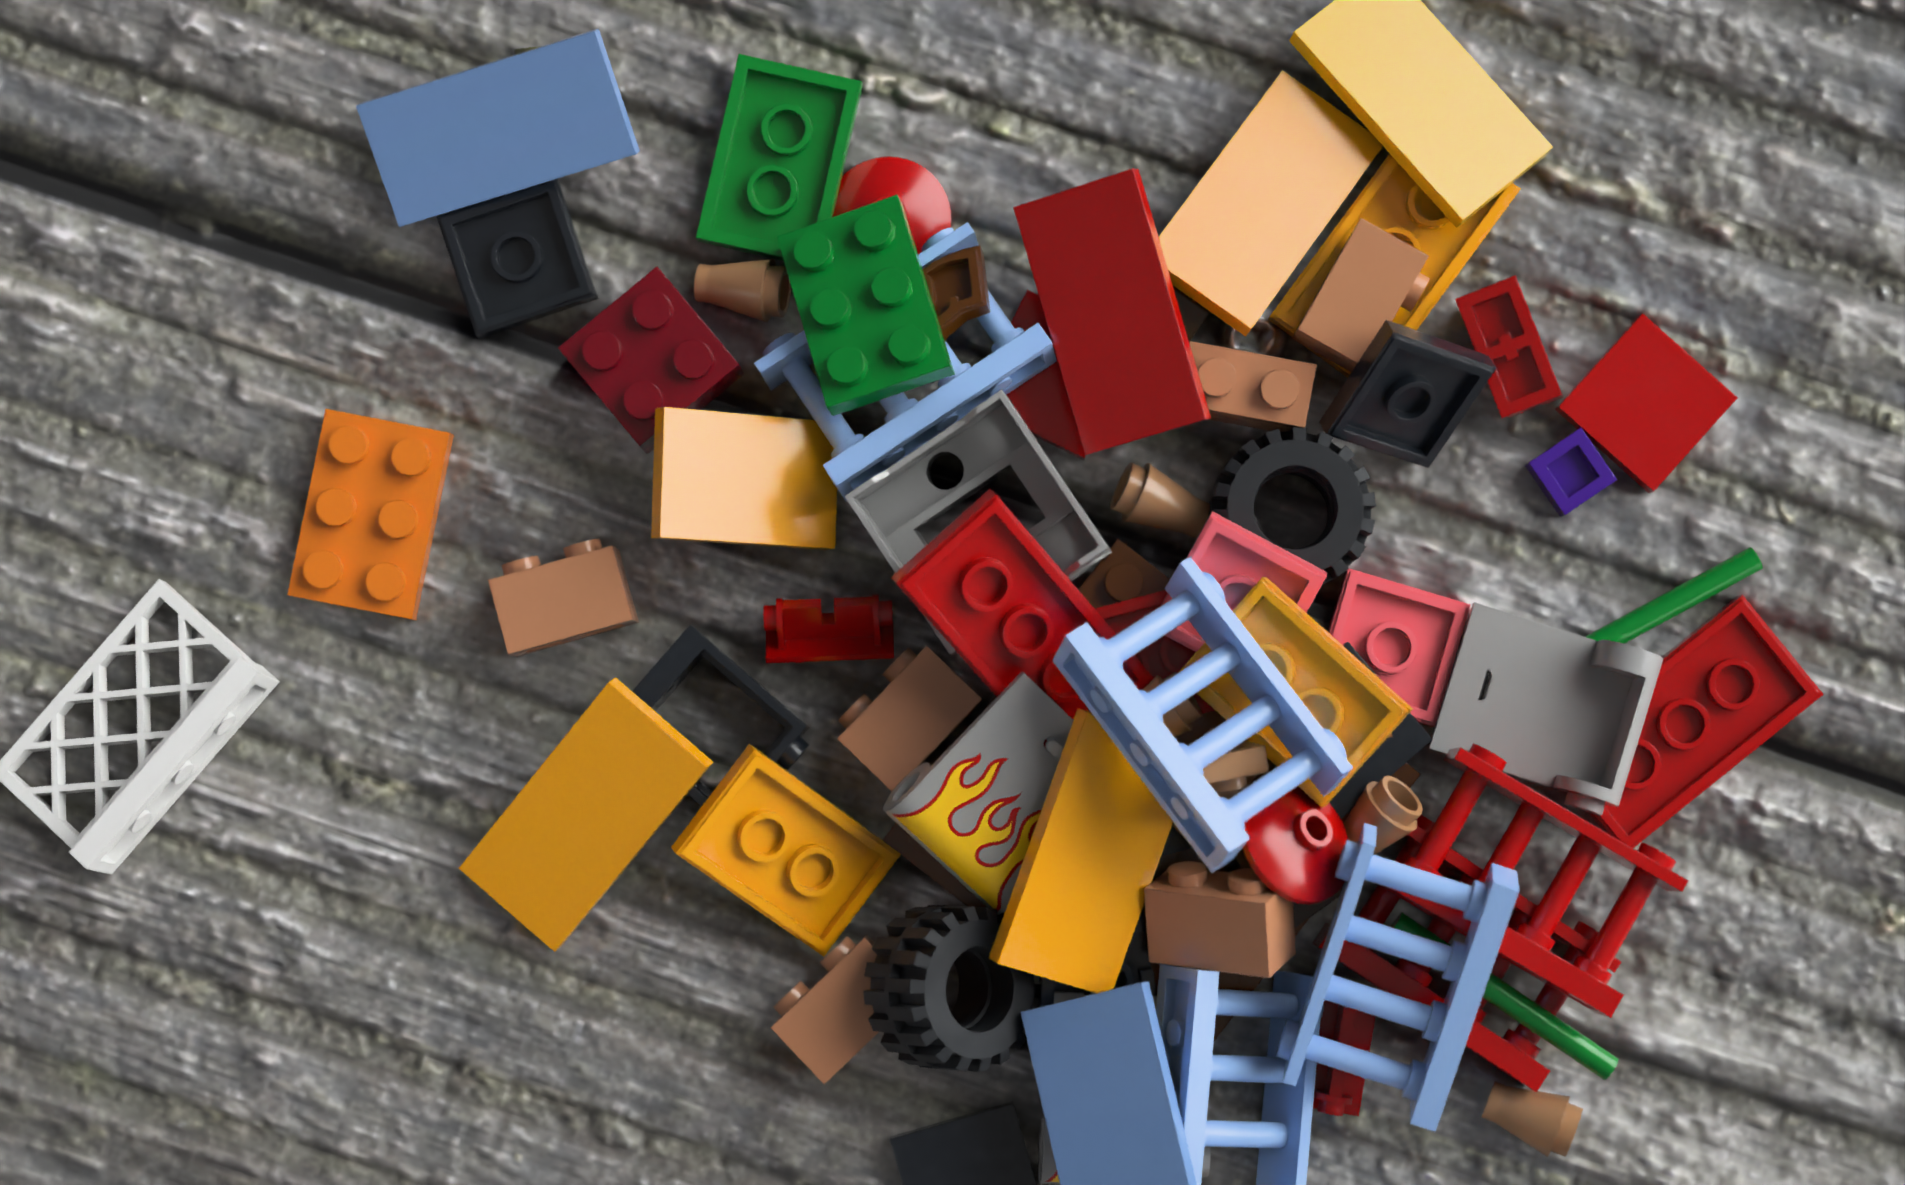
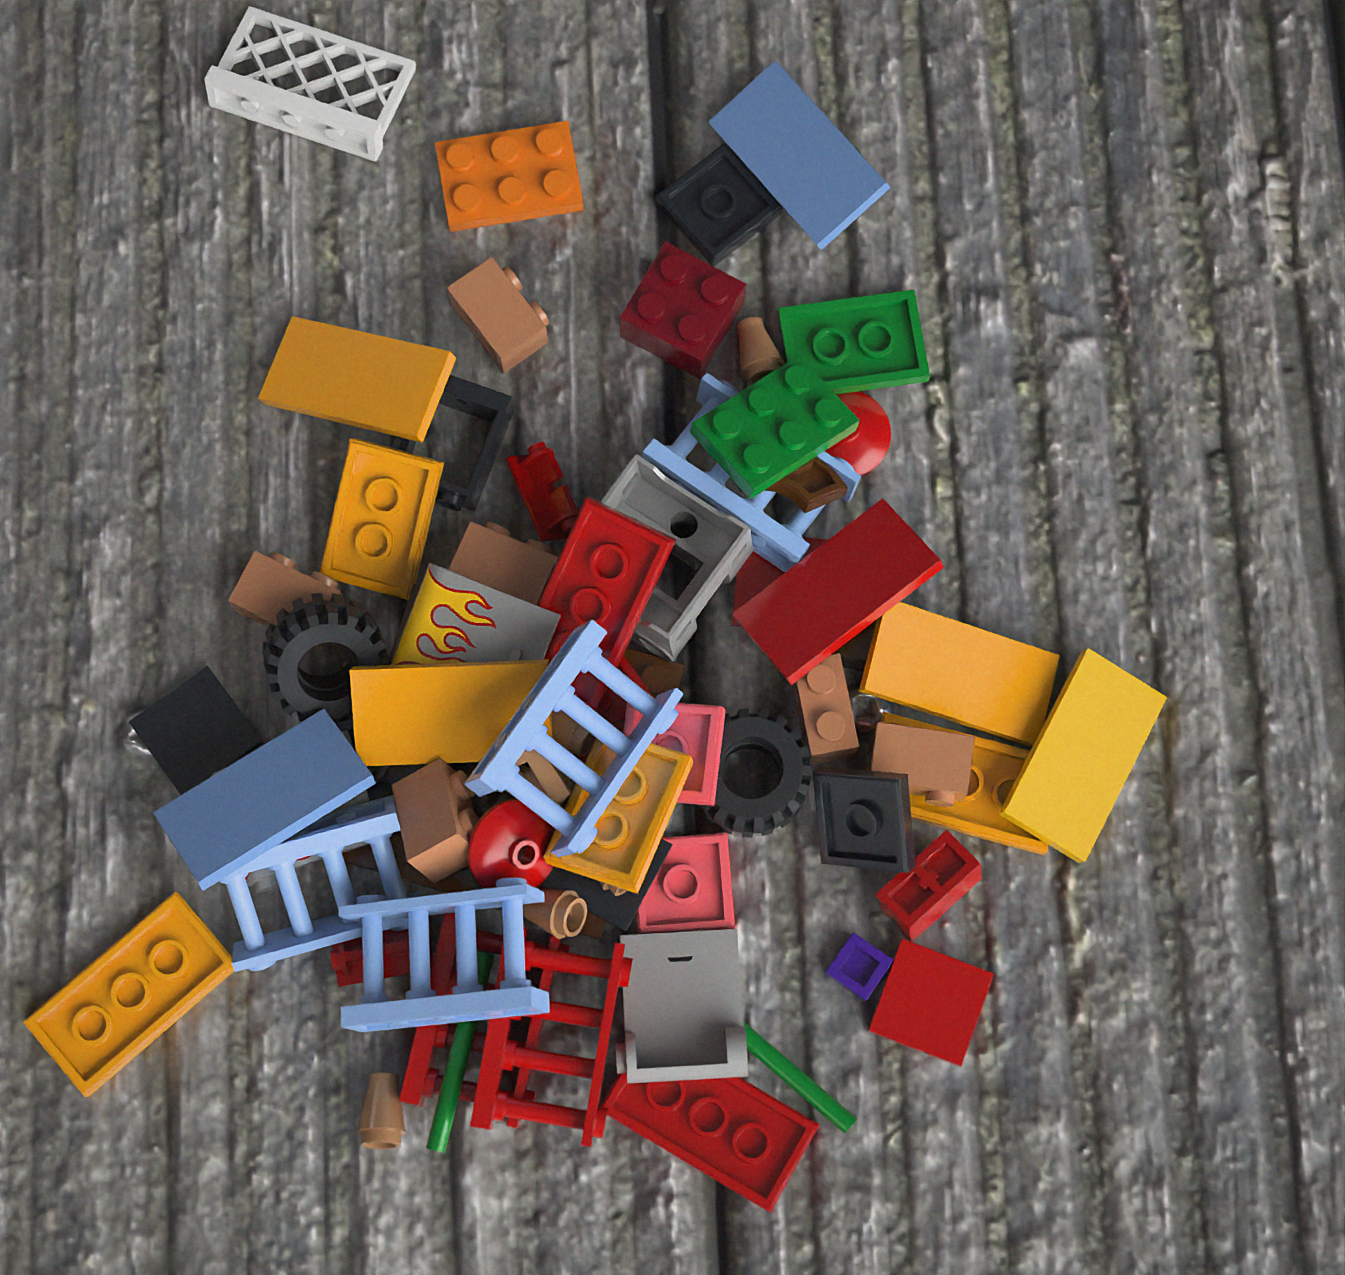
camera: 65 degrees right, 10 degrees down
(742, 480) = (622, 392): light orange tile -> none
(1156, 501) = (721, 678): medium nougat cone -> none

